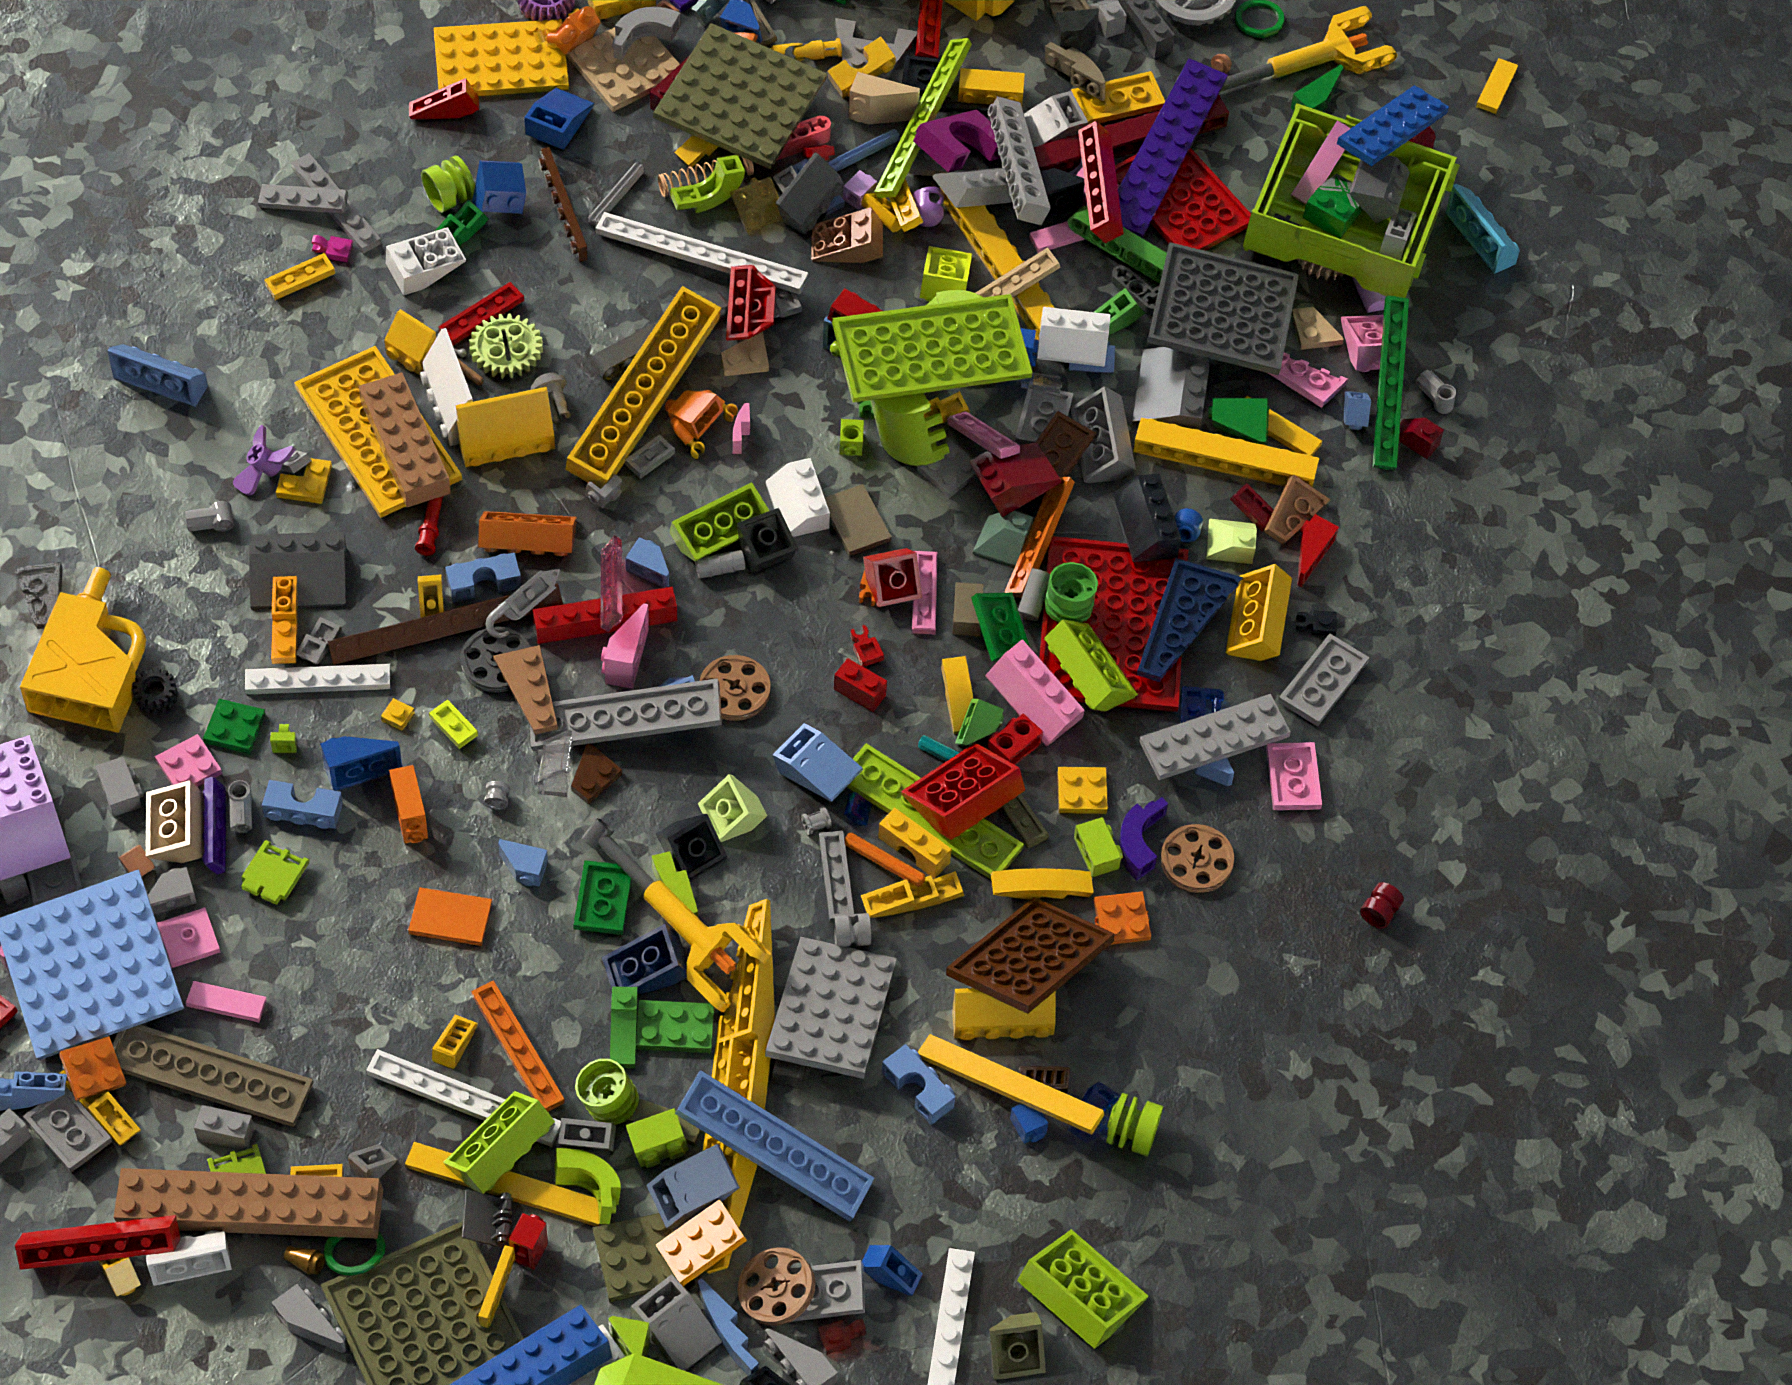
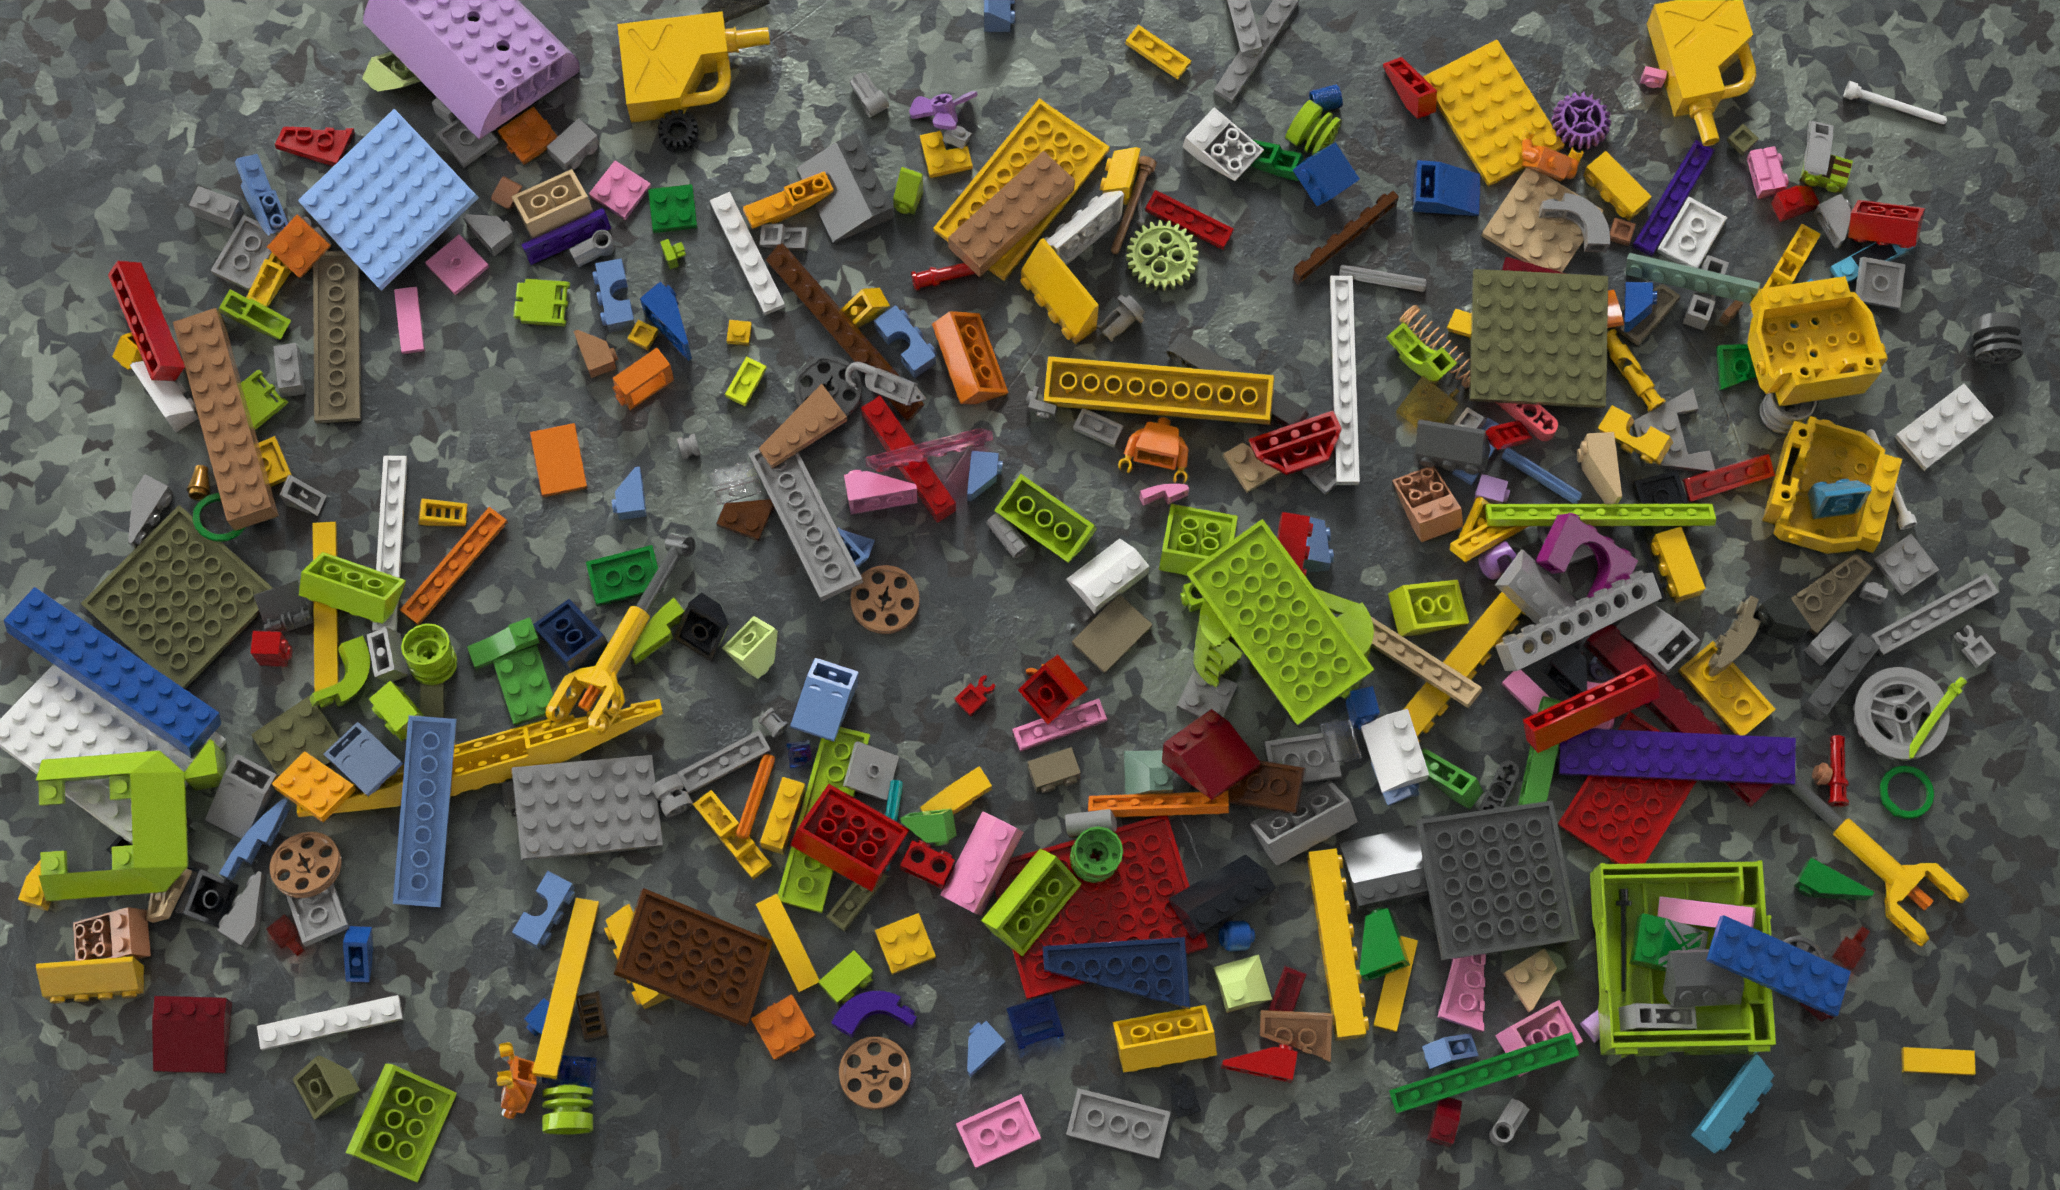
camera: 70 degrees right, 15 degrees up
(84, 824) = (527, 135): none -> orange plate
(141, 1144) = (254, 315): none -> lime slope
(331, 514) = (908, 191): none -> lime slope
(335, 249) = (1205, 68): dark pink plate -> none
(354, 843) = (596, 354): none -> medium nougat slope
(357, 795) = (643, 335): none -> yellow plate
(419, 161) = (1327, 97): none -> blue piece
(497, 1286) = (217, 641): yellow tile -> none
(766, 540) = (1042, 562): pearl dark grey slope -> none
(802, 420) = (1193, 537): none -> lime slope
(860, 684) = (929, 705): red brick -> none
(903, 754) = (870, 771): none -> light grey plate
(983, 435) = (1246, 713): bright pink tile -> none
(999, 622) = (1041, 806): green plate -> none
(1090, 1158) = (517, 1082): none -> orange torso
(1214, 737) = (999, 1042): light grey plate -> none
(1237, 57) = (1838, 782): none -> red pin
(1375, 101) = (1849, 950): none -> clear red plate

